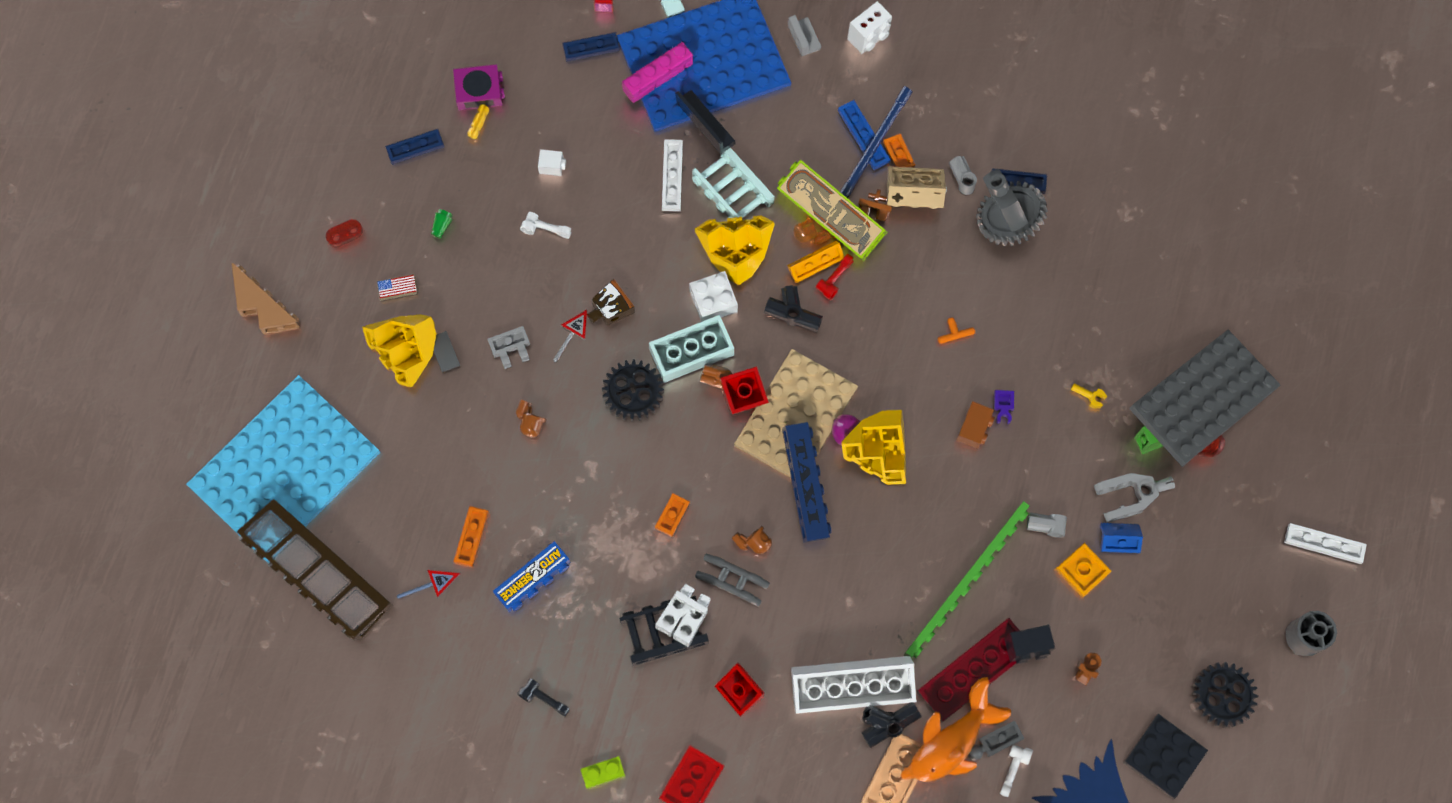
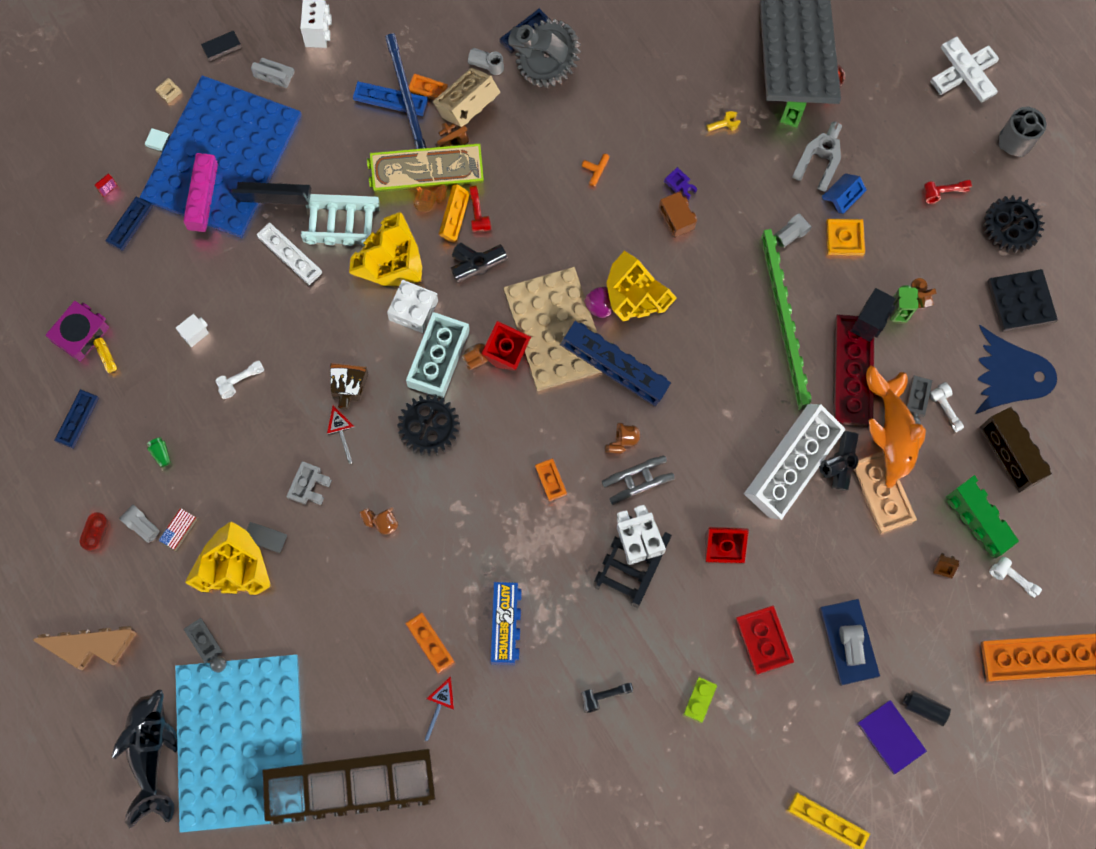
camera: 50 degrees left, 0 degrees up
(225, 400) = (143, 743): none -> black animal
(330, 381) = (206, 645): none -> dark grey plate
(377, 252) = (136, 521): none -> light grey piece
(1065, 661) = (905, 303): none -> bright green brick
(1191, 606) = (933, 192): none -> red brick
(1326, 546) = (969, 69): none -> white plate

